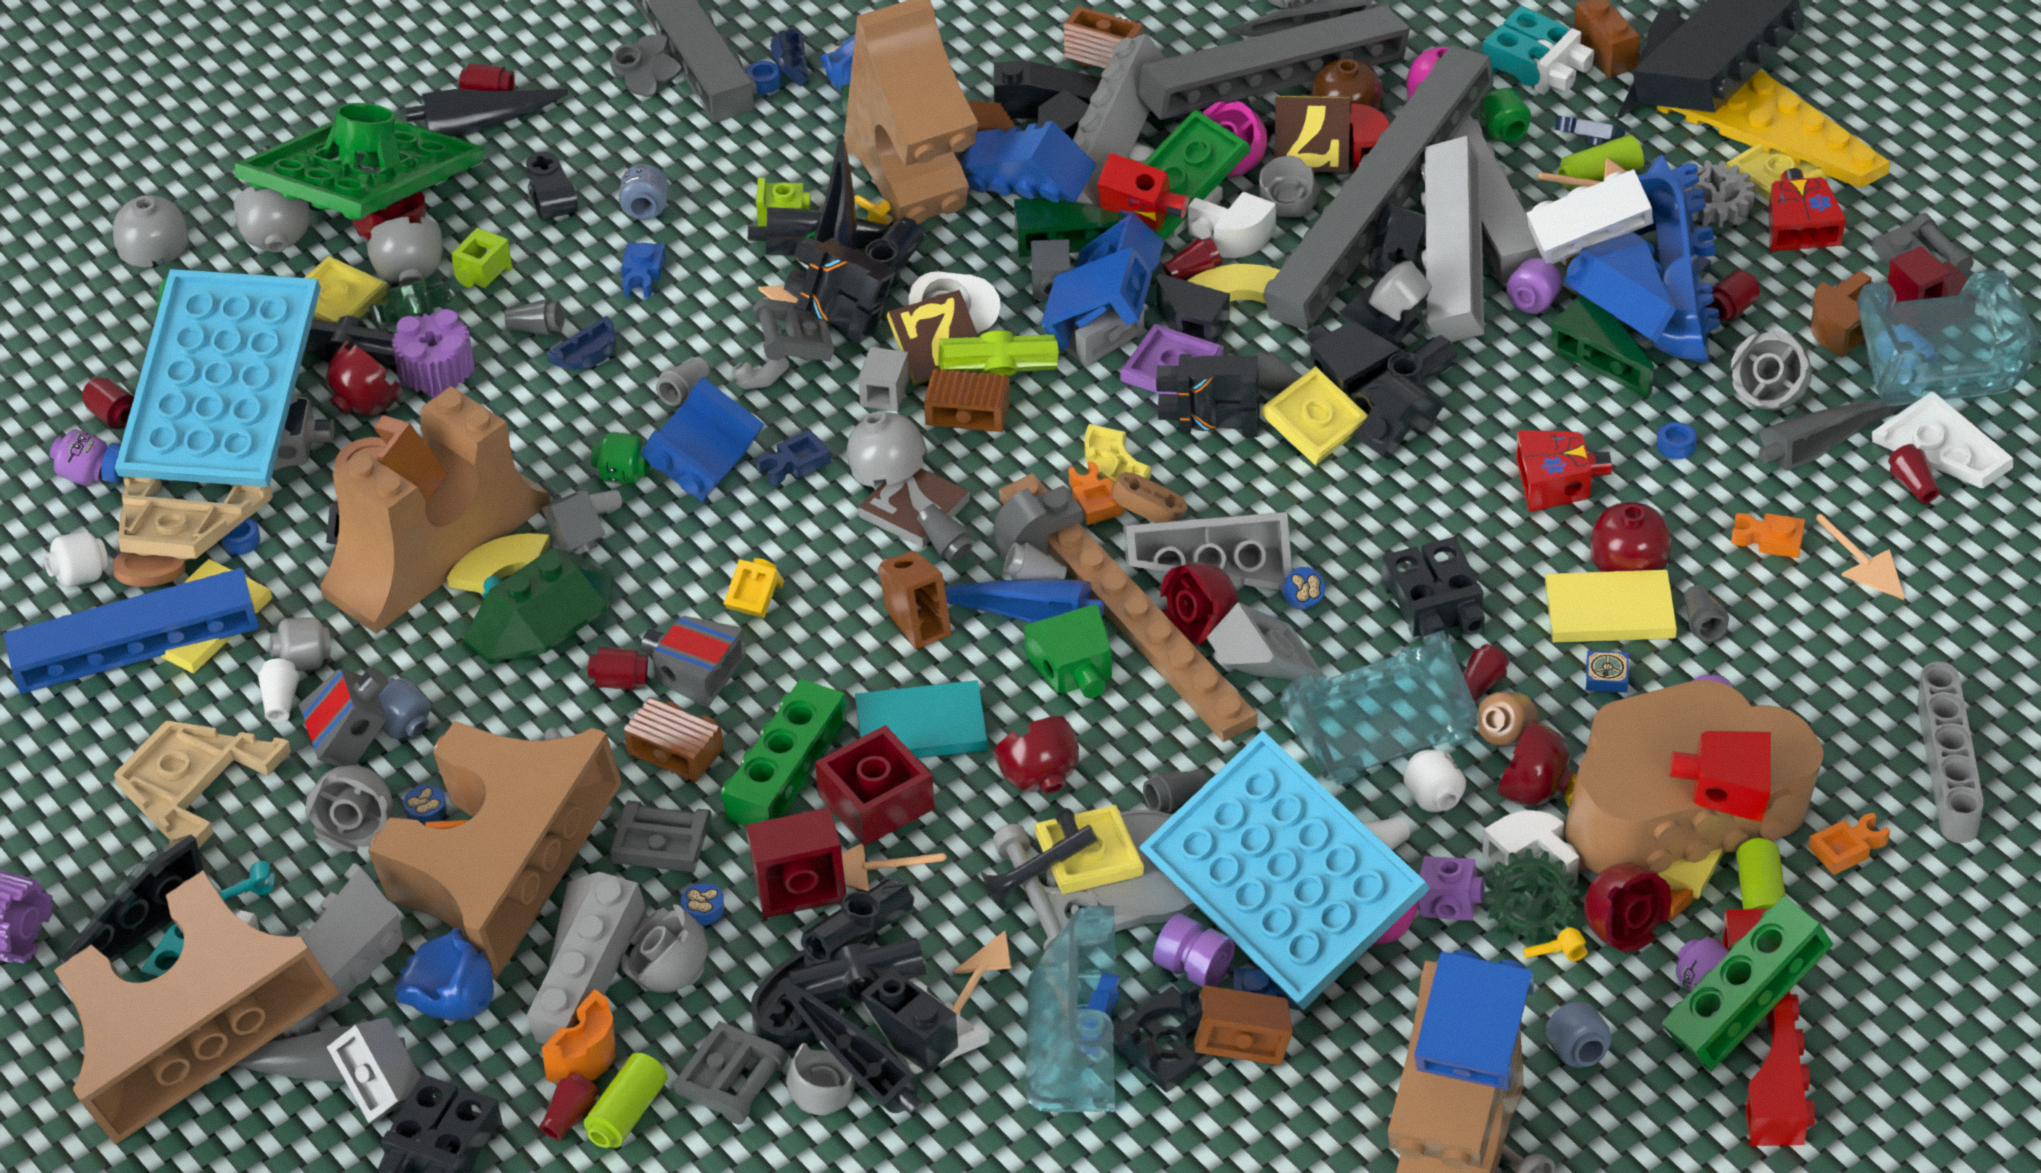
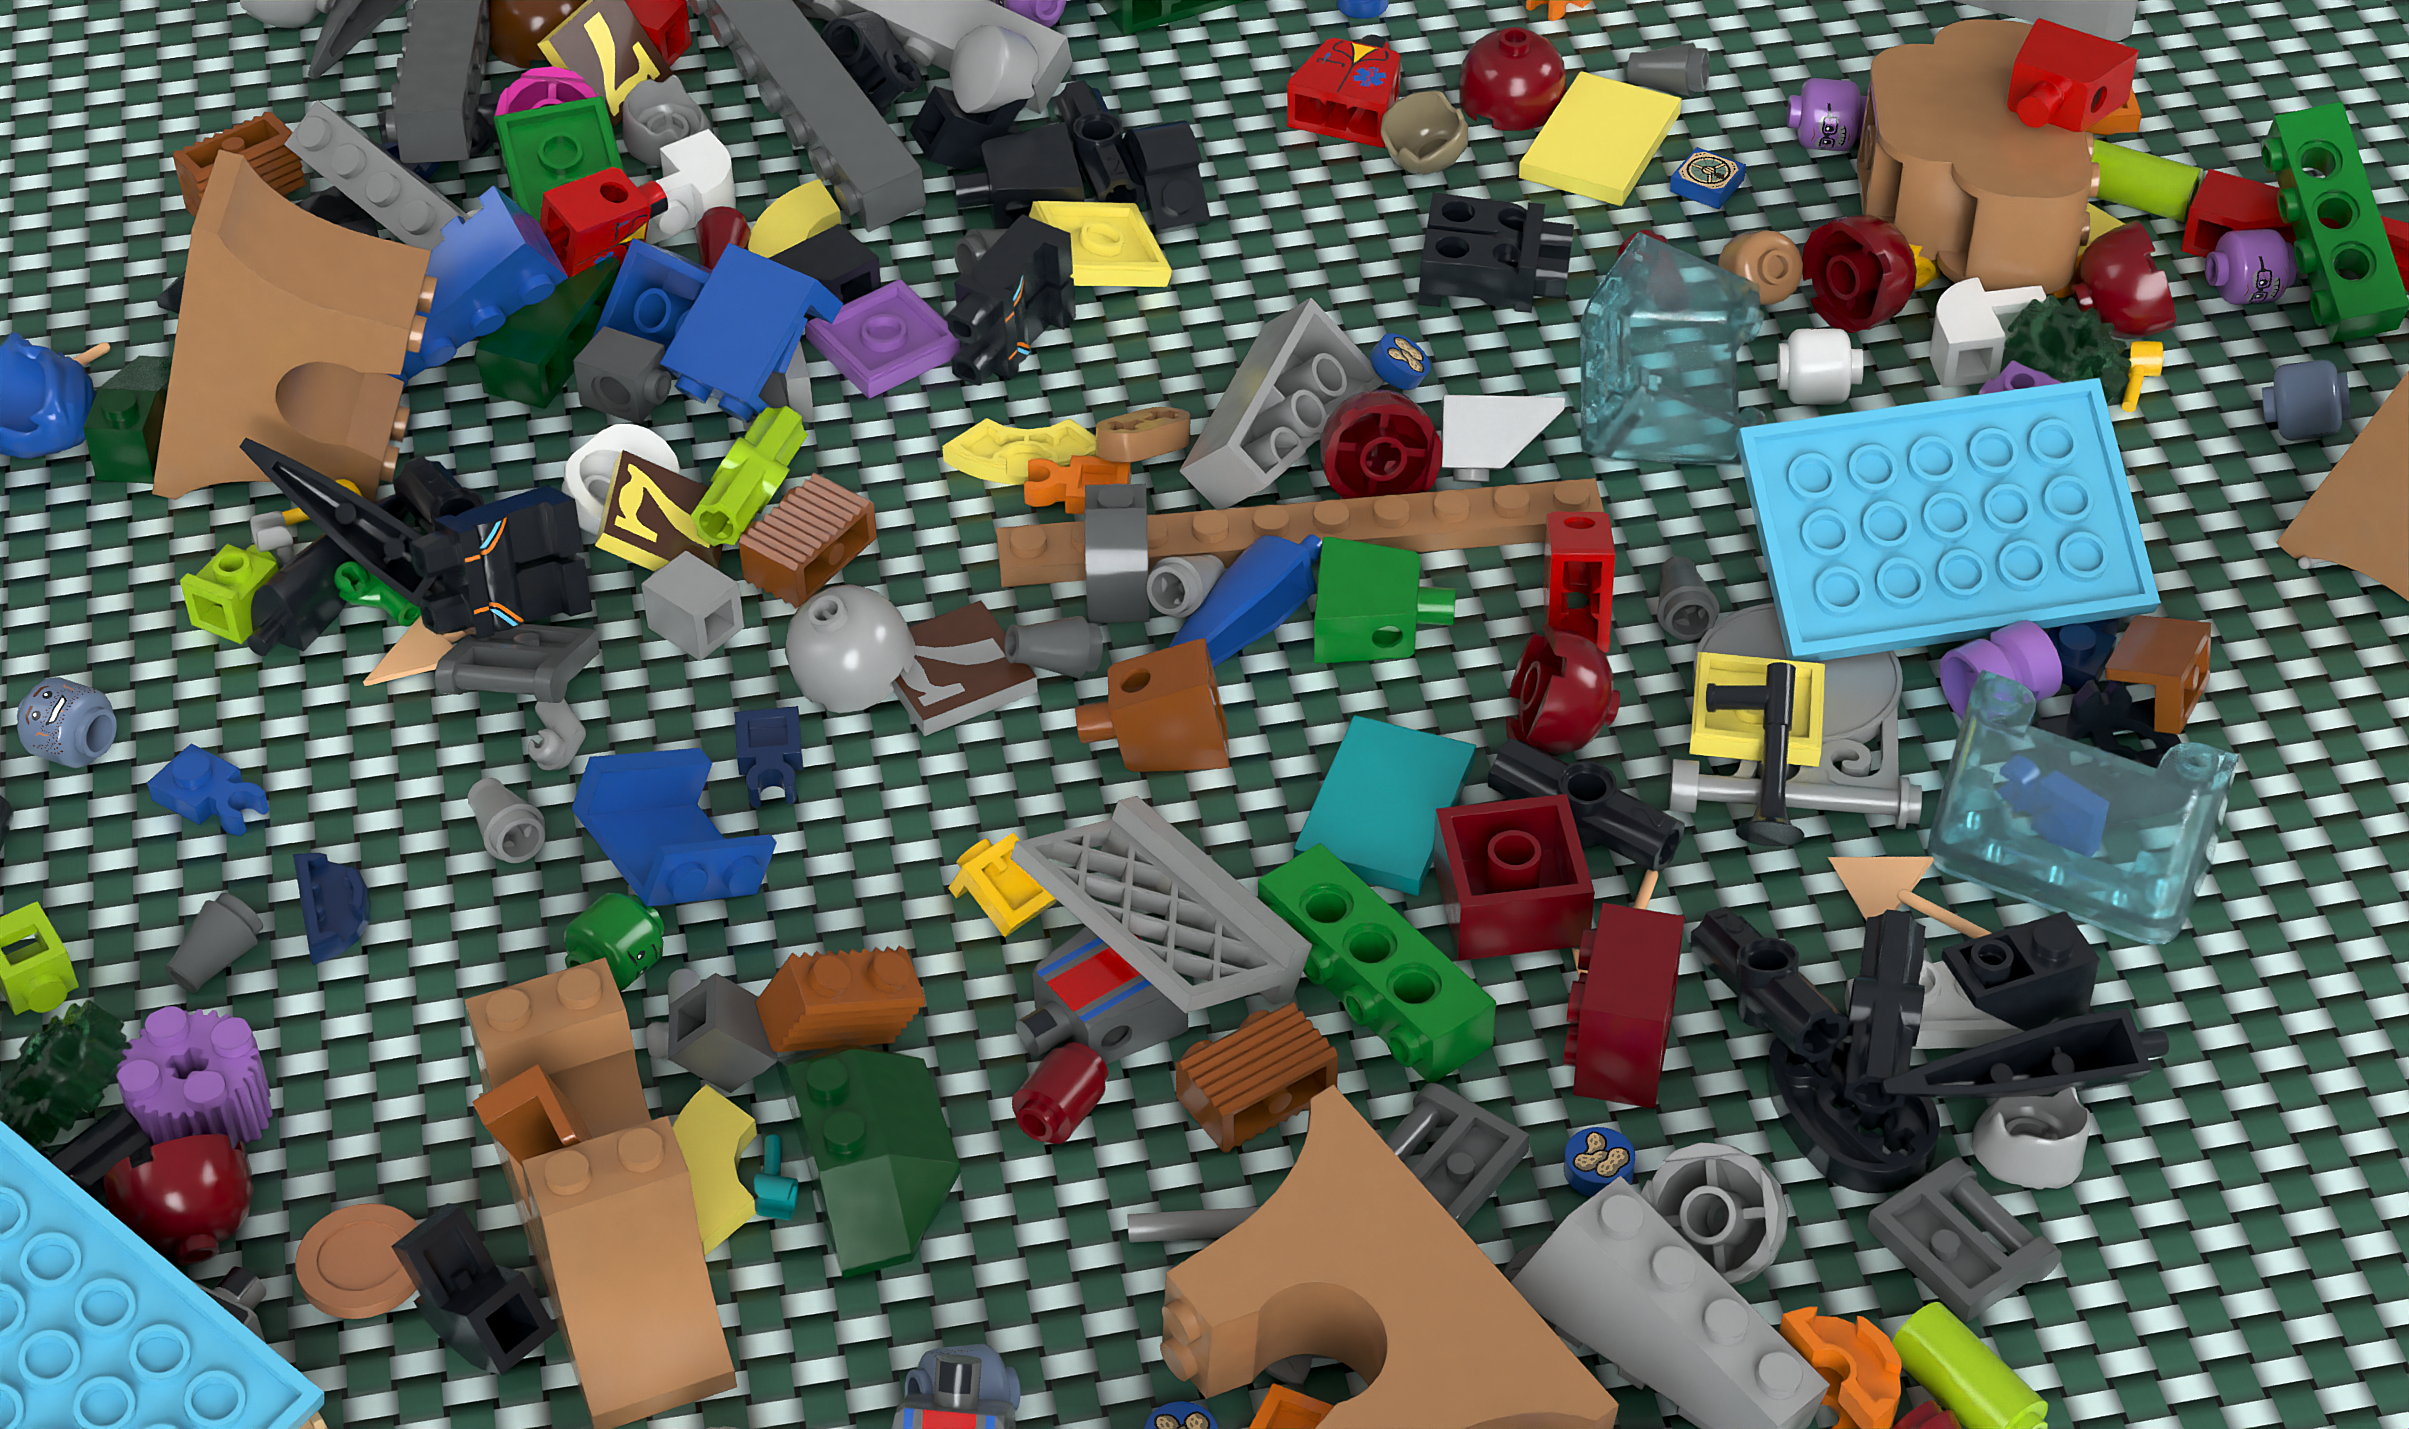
camera: 65 degrees left, 0 degrees up
(613, 551) = (840, 999): none -> dark orange brick
(788, 661) = (1183, 886): none -> light grey fence
(814, 194) = (271, 533): none -> light grey hand
(962, 802) = (1599, 809): none -> black piece
(1146, 728) = (1579, 560): none -> red torso
(1530, 516) = (1424, 132): none -> dark tan hair

